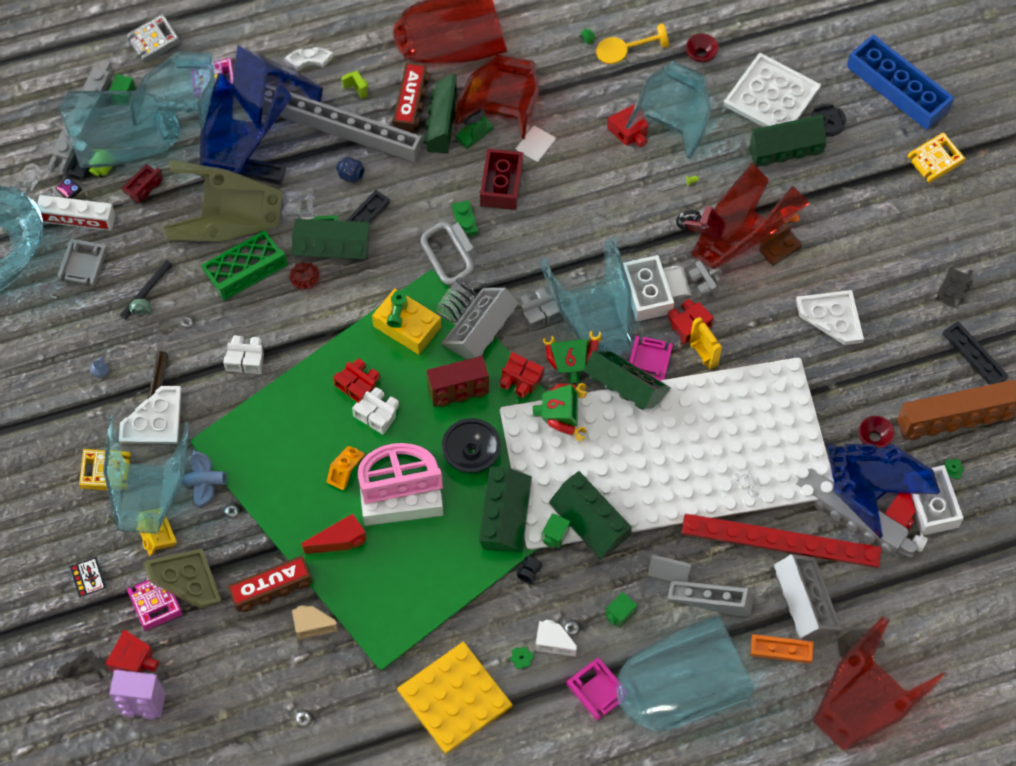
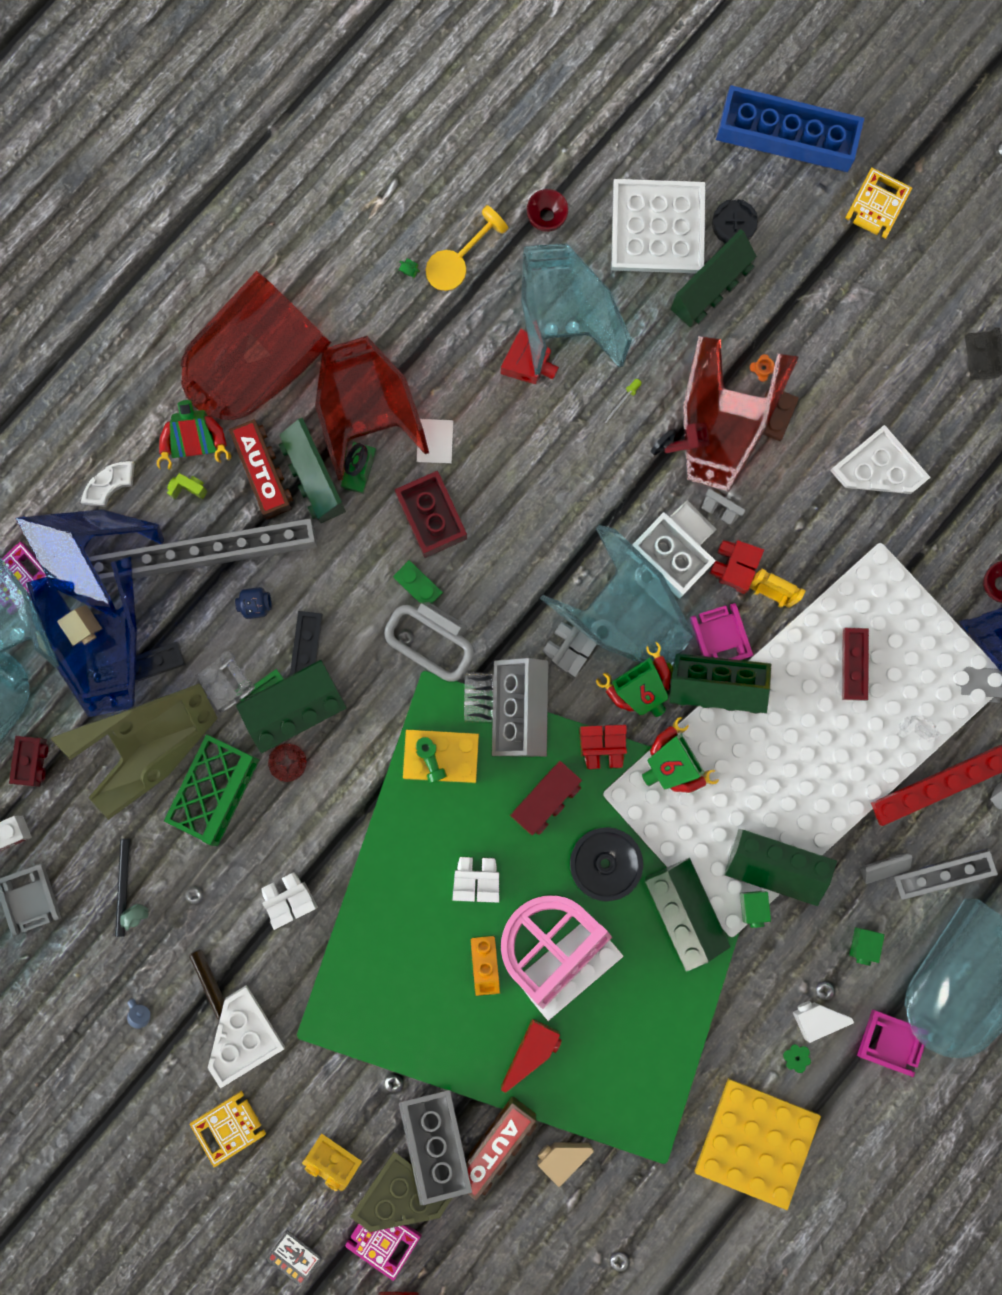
camera: 40 degrees left, 20 degrees up
(140, 492) = (285, 1133): clear light blue windscreen -> none
(203, 478) = (343, 1074): sand blue plant -> none
(230, 555) = (435, 1148): none -> light grey slope
(232, 120) = (80, 625): none -> tan brick
(354, 381) = (422, 857): red hips -> none
(379, 53) = (191, 435): none -> torso
(529, 570) = (747, 954): black wheel -> none
(729, 418) = (855, 664): none -> dark red plate

